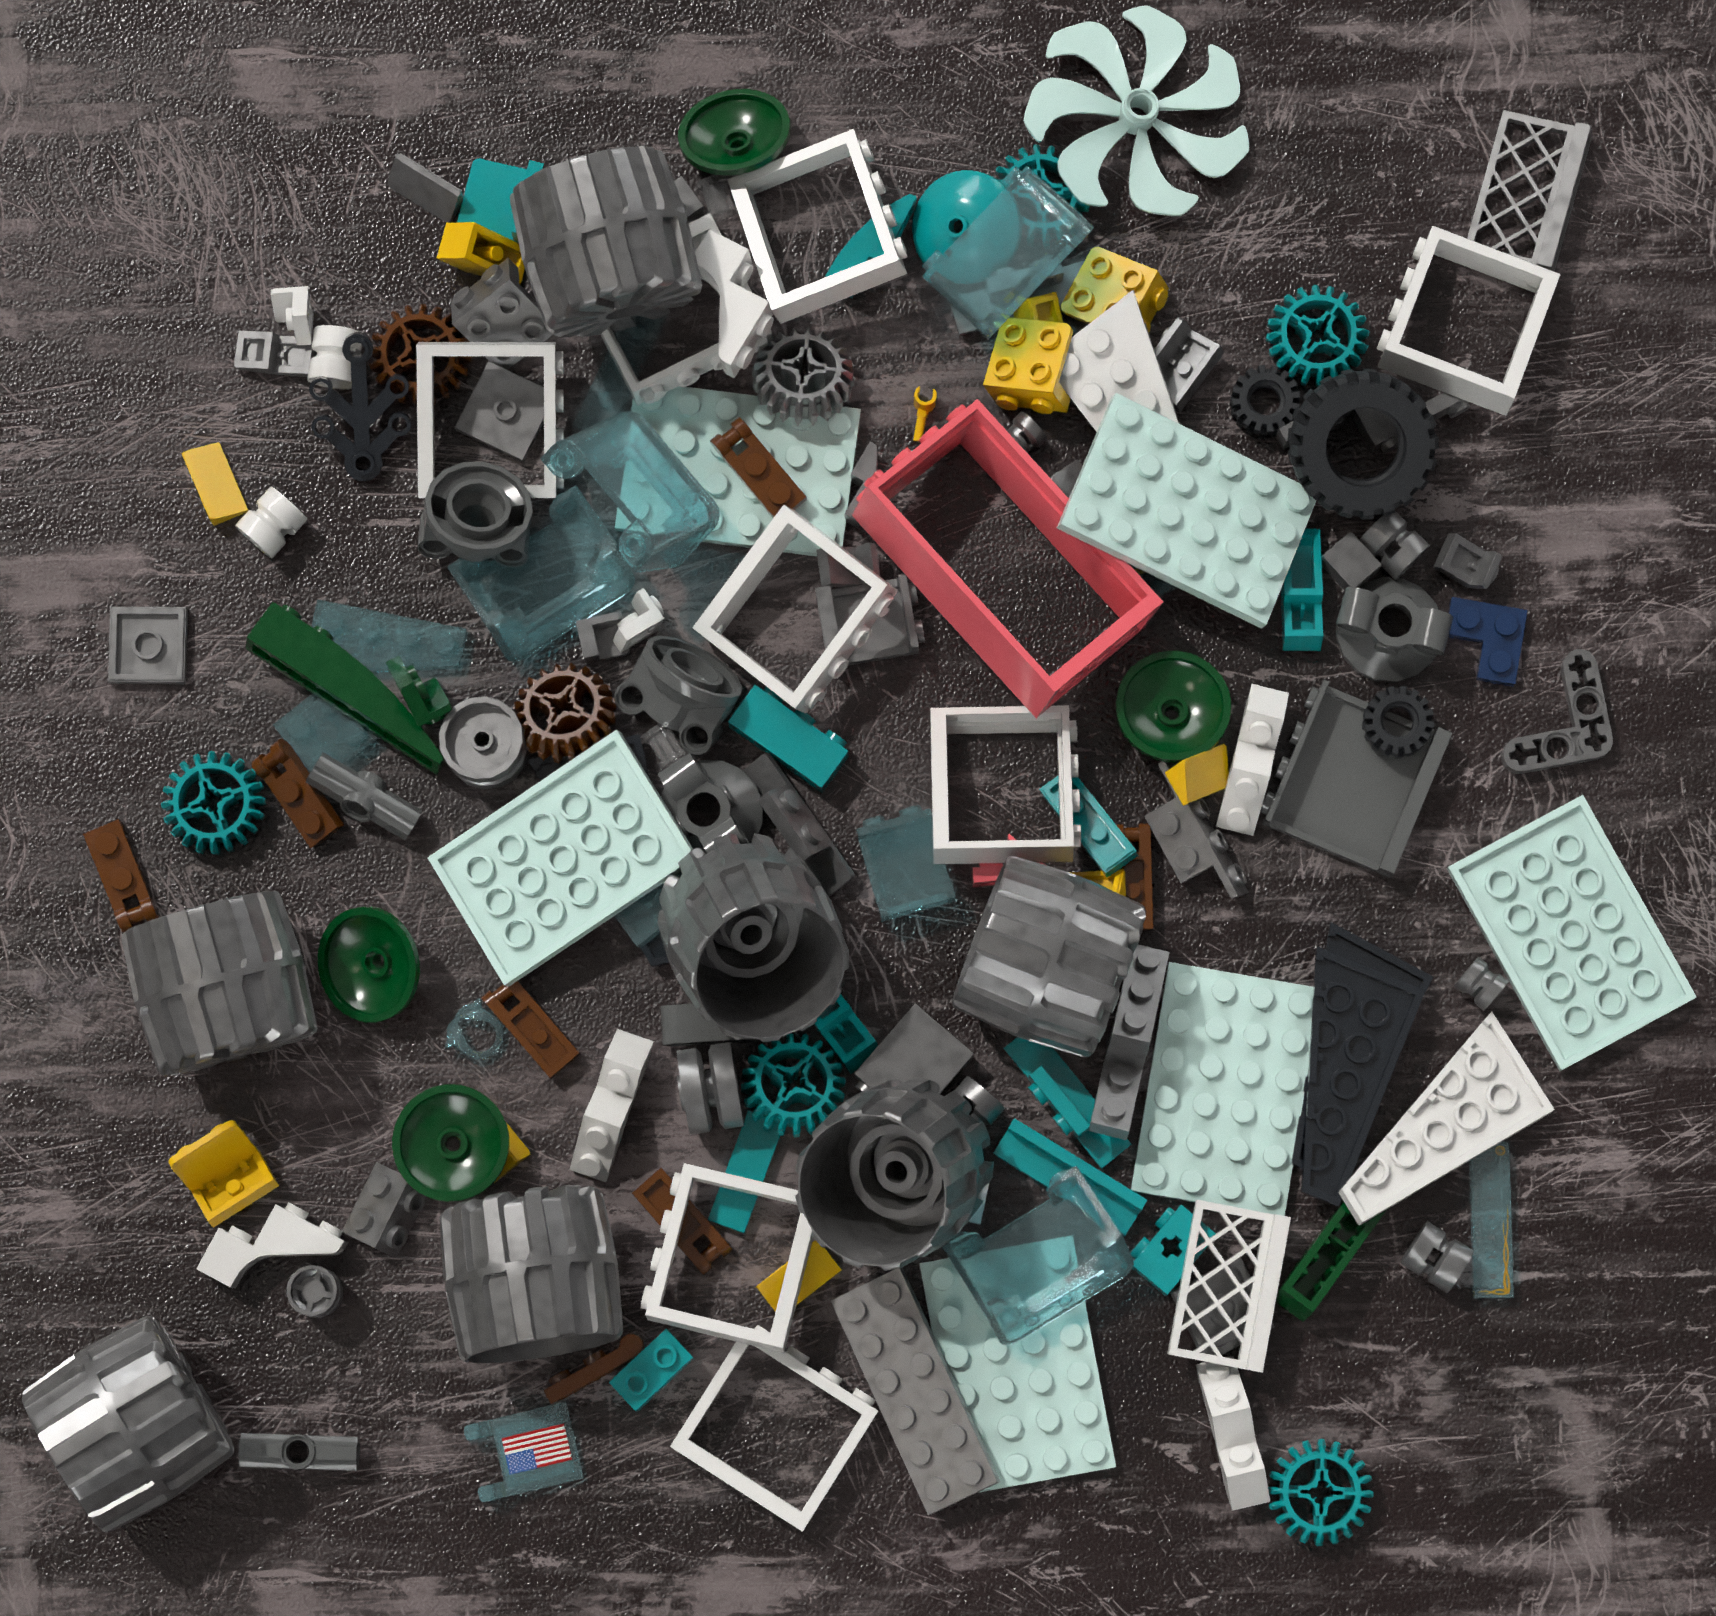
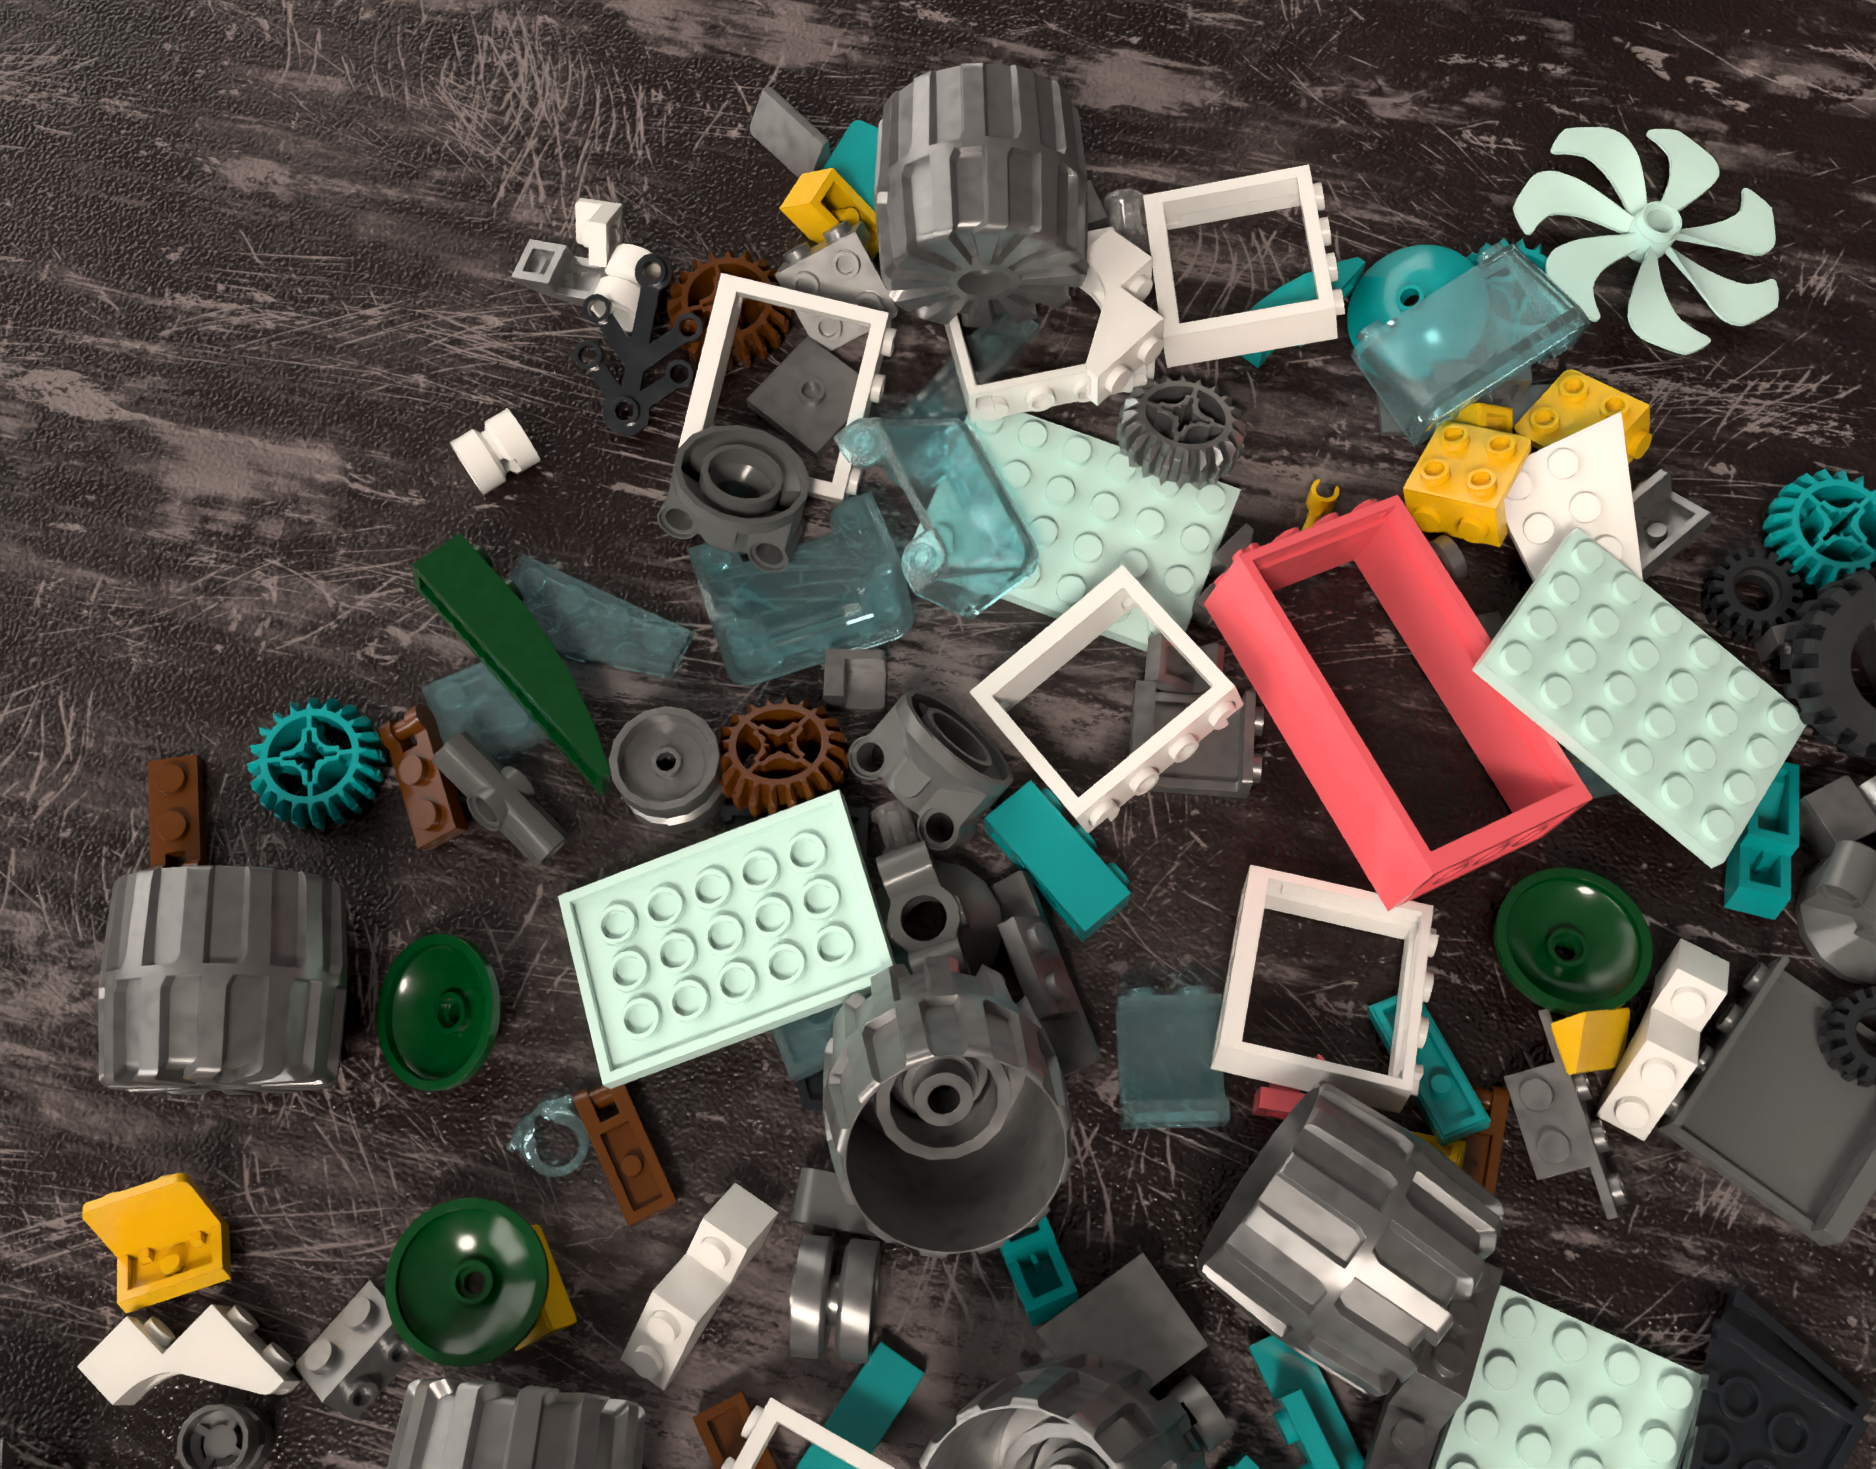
camera: 15 degrees right, 10 degrees down
(148, 645) = (307, 561): flat silver tile -> none
(215, 482) = (445, 395): yellow slope -> none
(424, 699) = (602, 698): dark green bracket -> none
(637, 628) = (900, 674): white bracket -> none
(734, 132) = (1164, 150): dark green dish -> none
(758, 469) = (1098, 522): reddish brown plate -> none
(781, 1075) = (966, 1343): teal gear -> none

